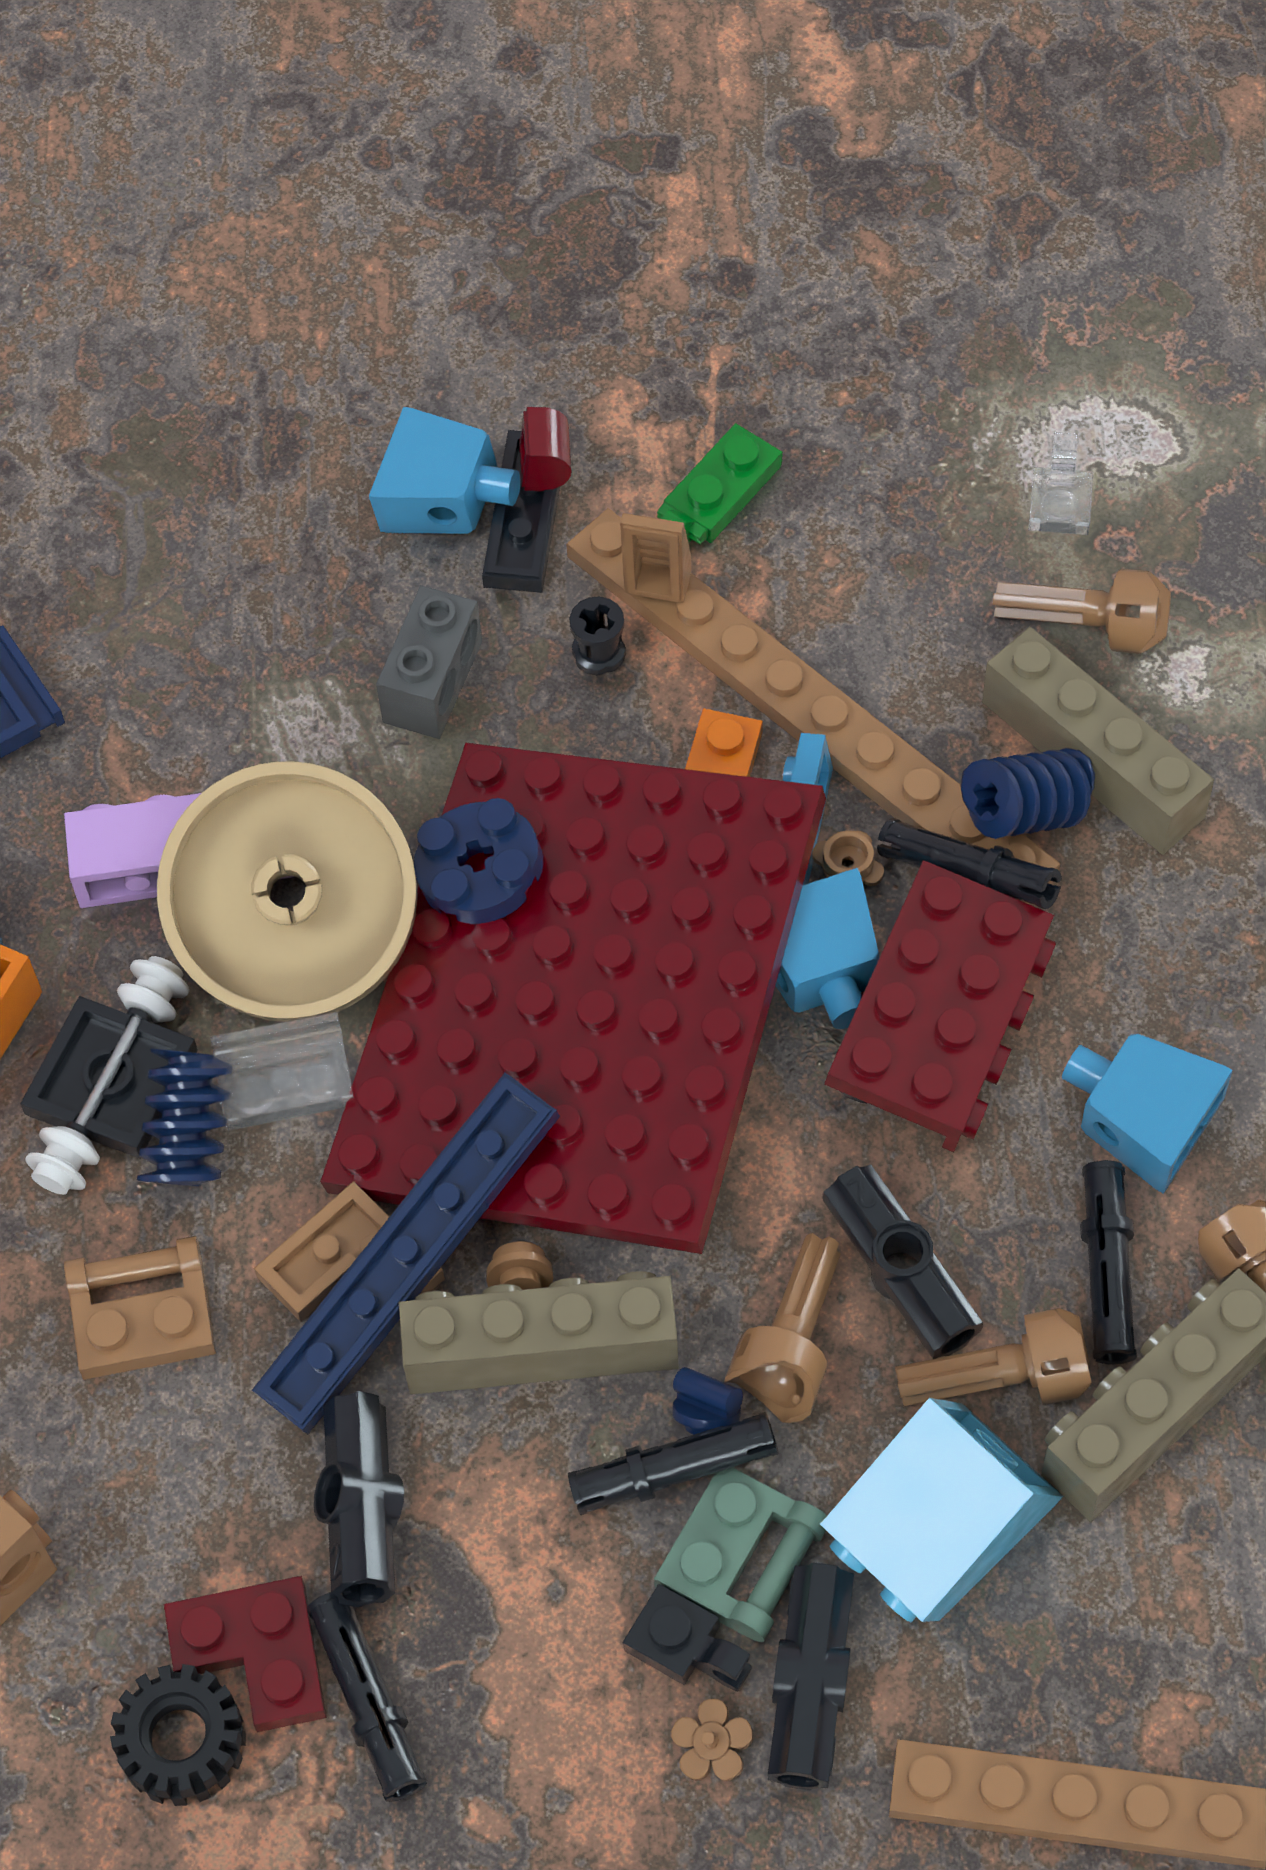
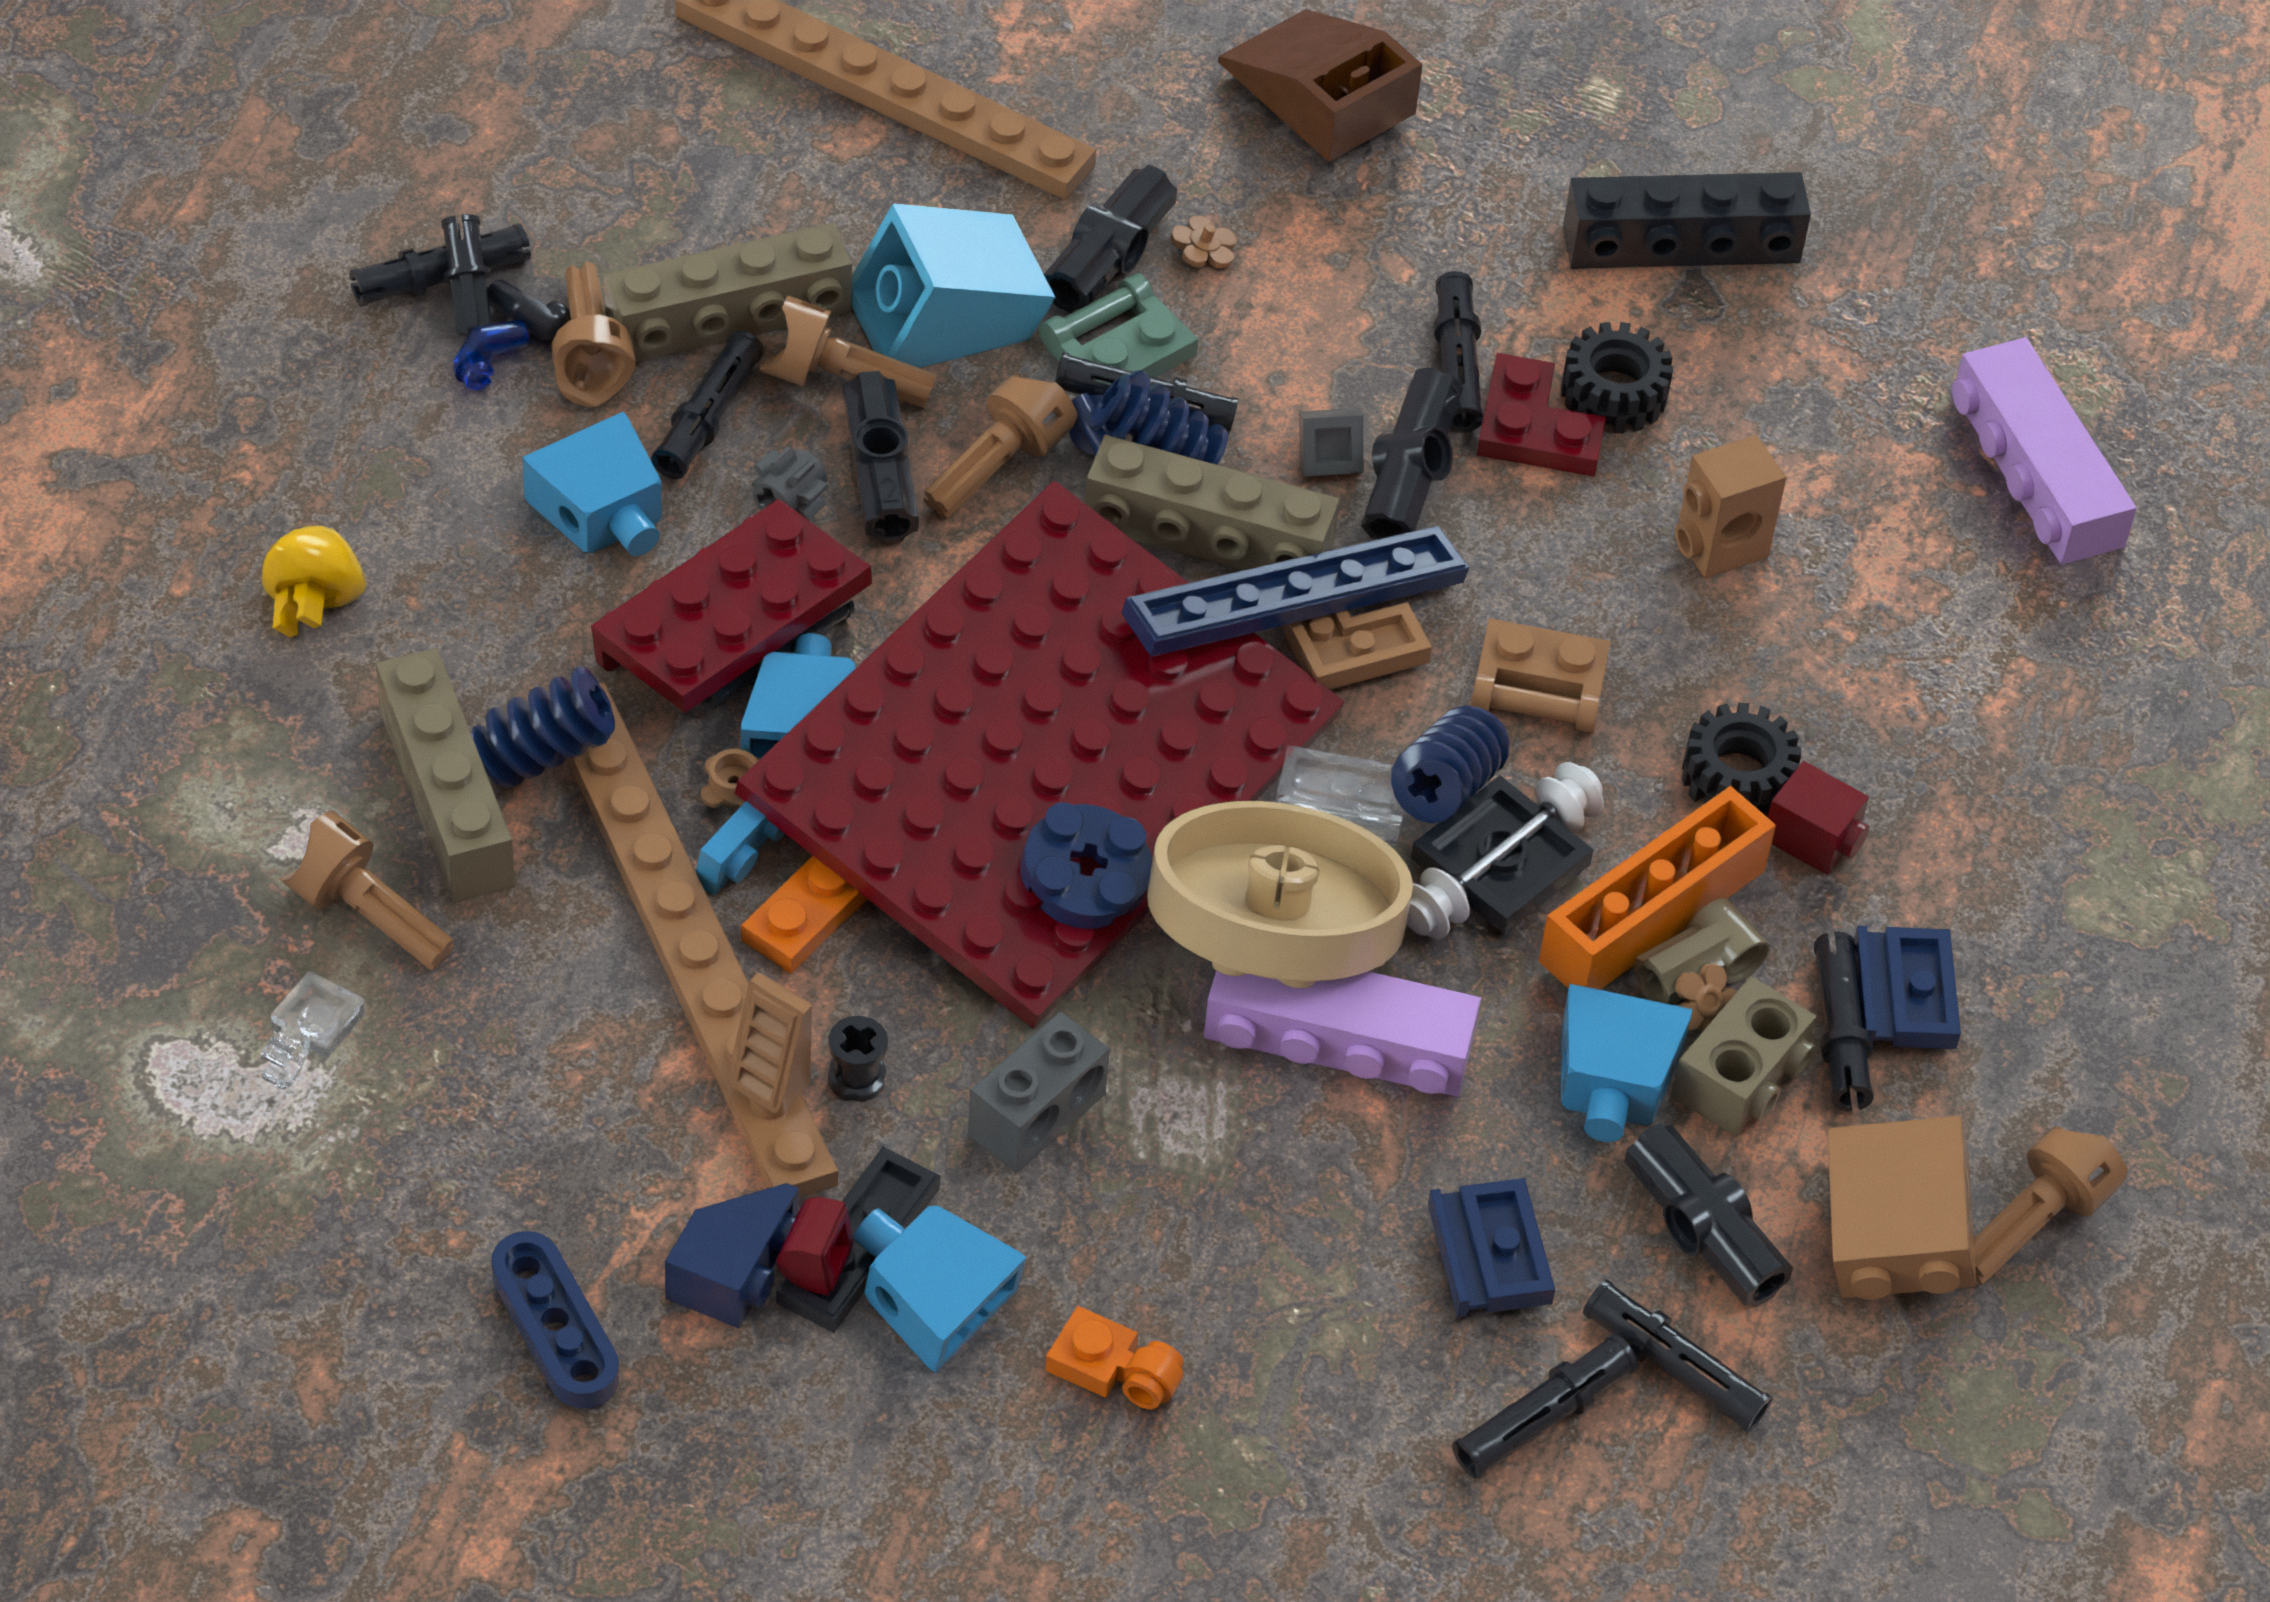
camera: 165 degrees left, 10 degrees down
(288, 494) = (1100, 1352): none -> orange plate
(454, 1491) = (1331, 442): none -> dark grey tile
(520, 1265) = (1202, 562): medium nougat plate -> none
(615, 438) = (730, 1253): none -> dark blue slope
(631, 1392) = (1157, 420): none -> dark blue piece
(680, 1636) = (1196, 302): black plate -> none
(713, 328) = (552, 1298): none -> dark blue plate
(721, 484) = (656, 1176): green hinge -> none
(969, 1182) = (793, 478): none -> dark grey gear
(990, 867) = (635, 708): black pin -> none

